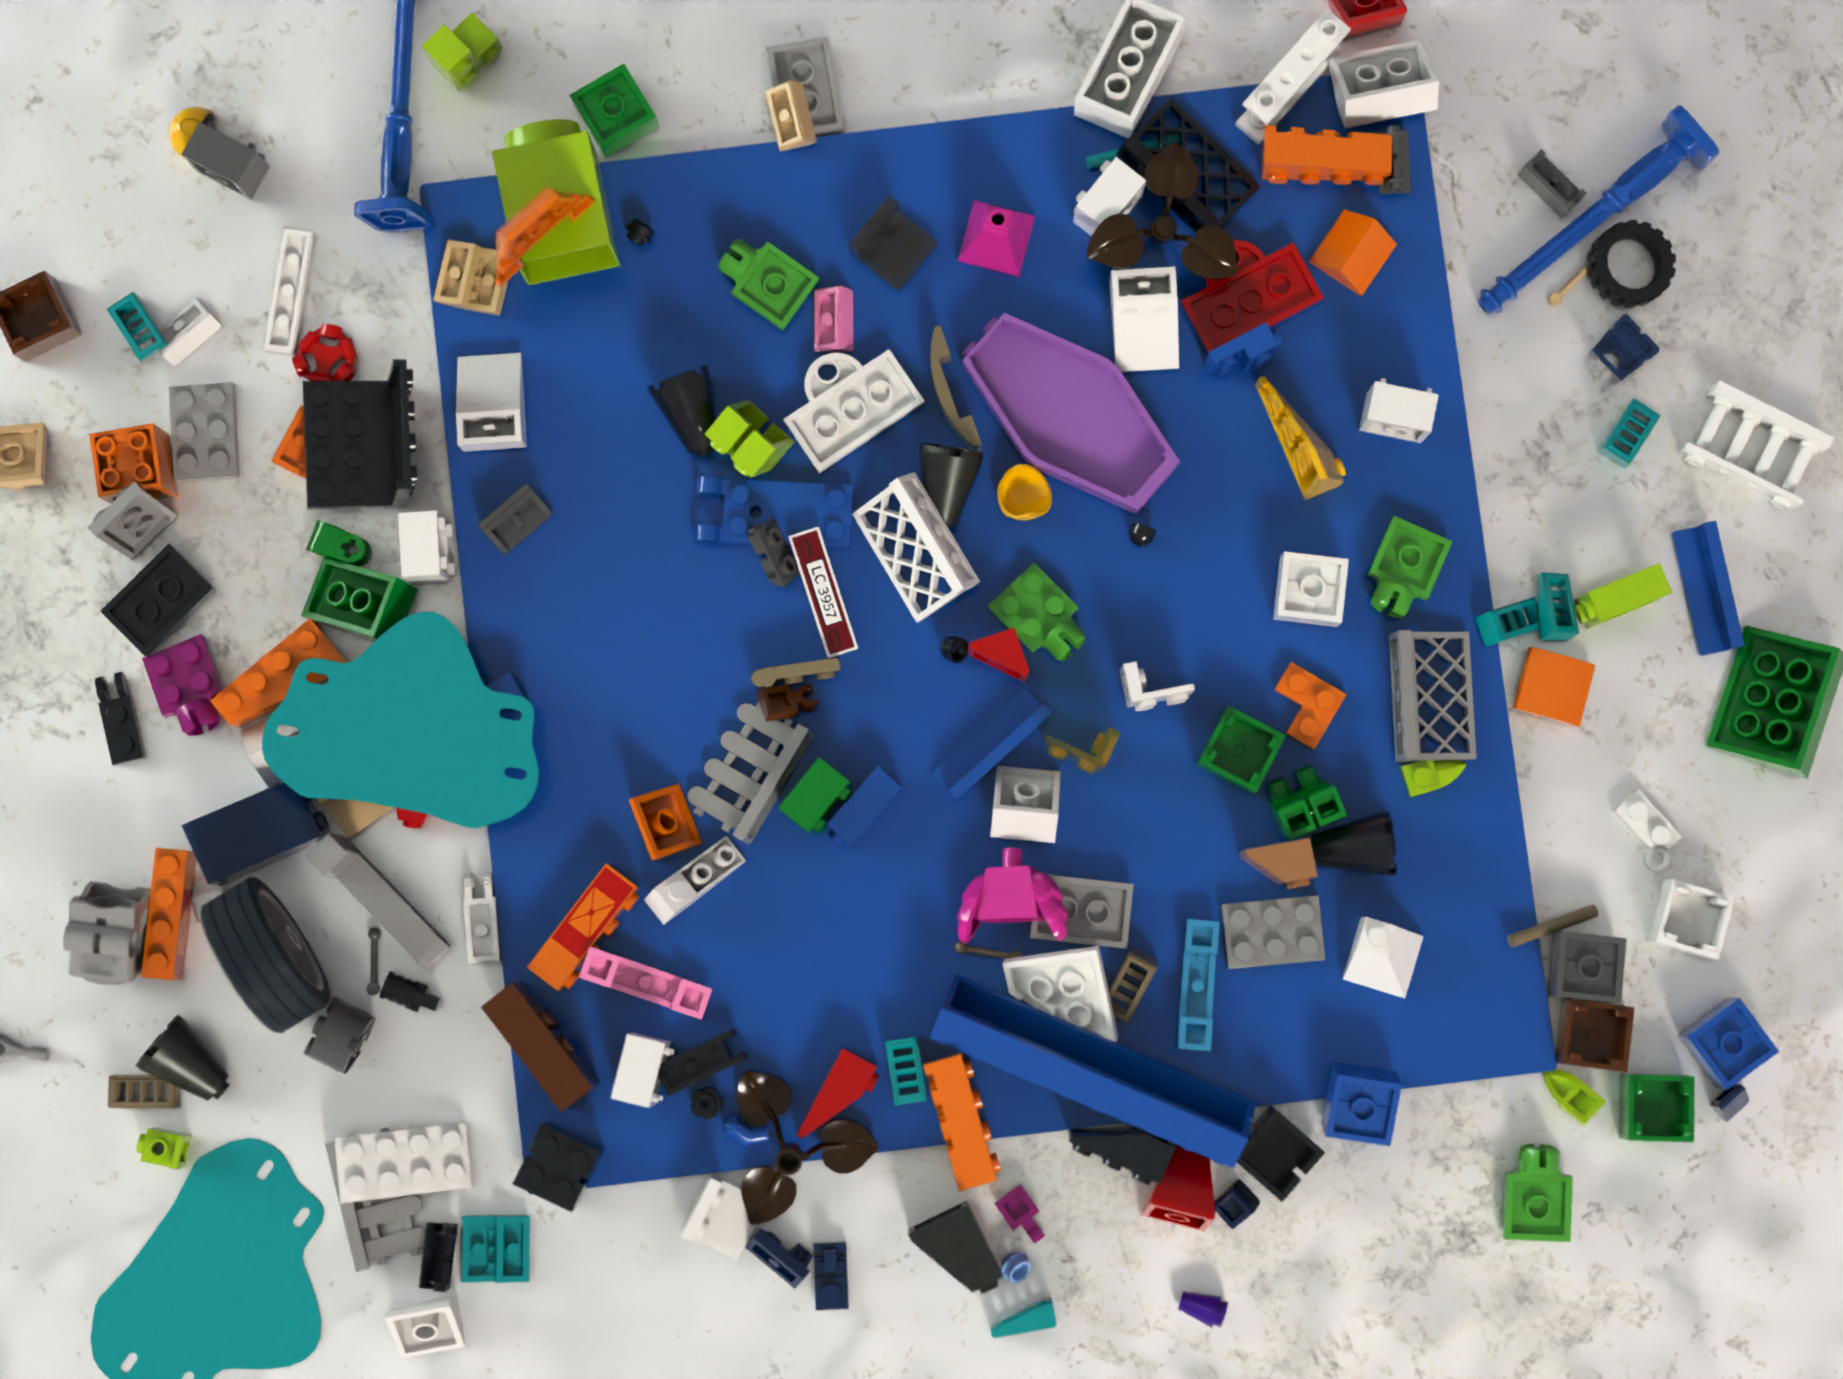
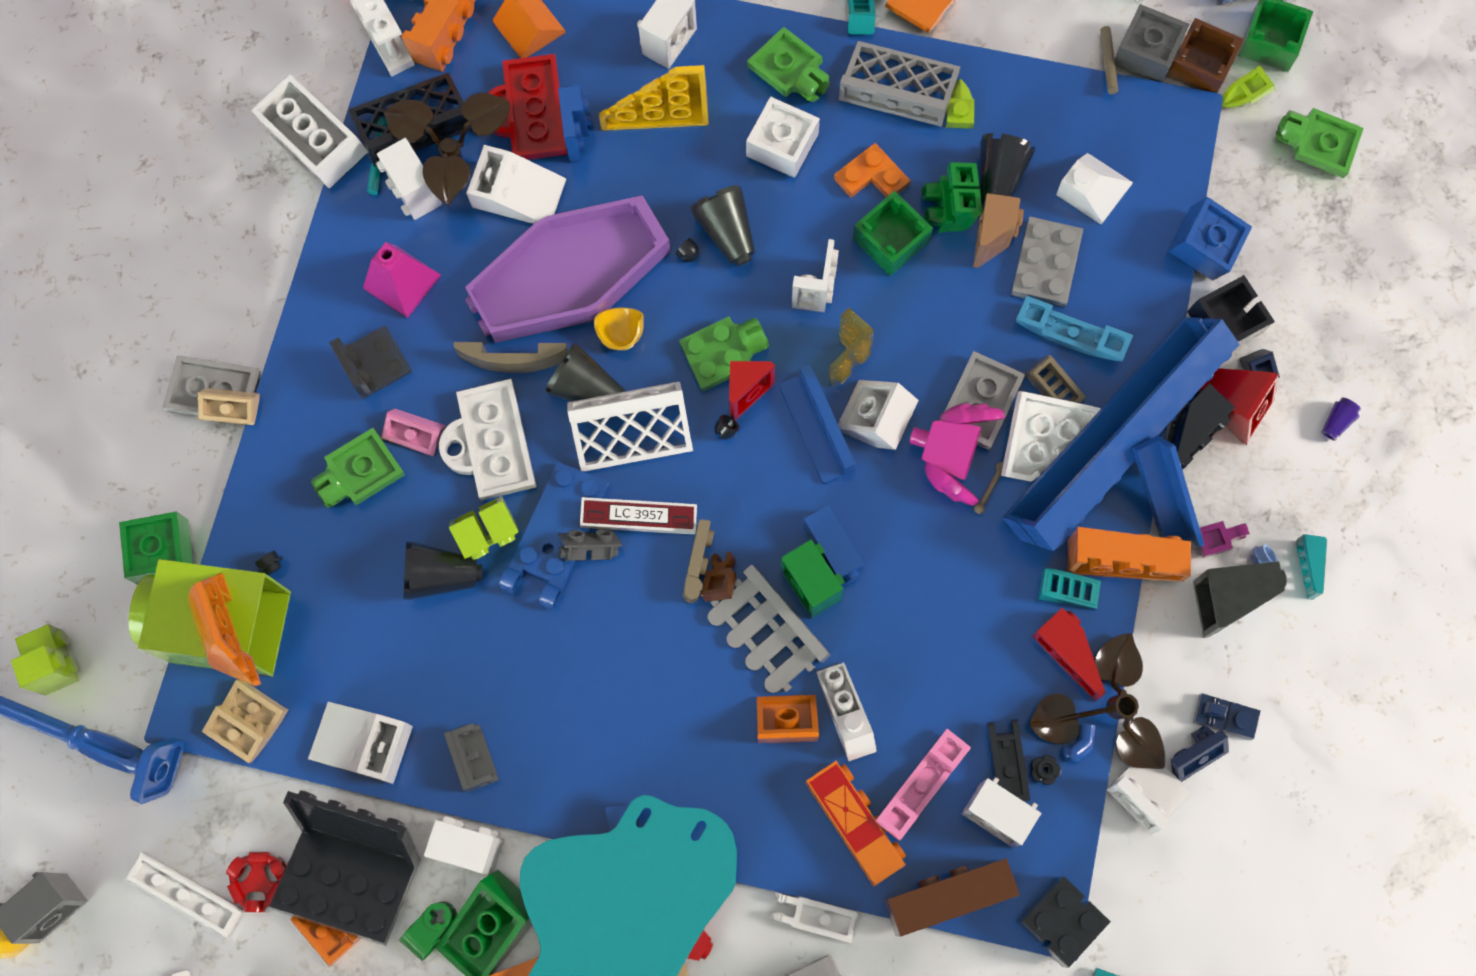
camera: 70 degrees left, 10 degrees down
(1041, 1137) = (1167, 490): none -> blue panel
(1183, 566) = (727, 223): none -> pearl dark grey cone

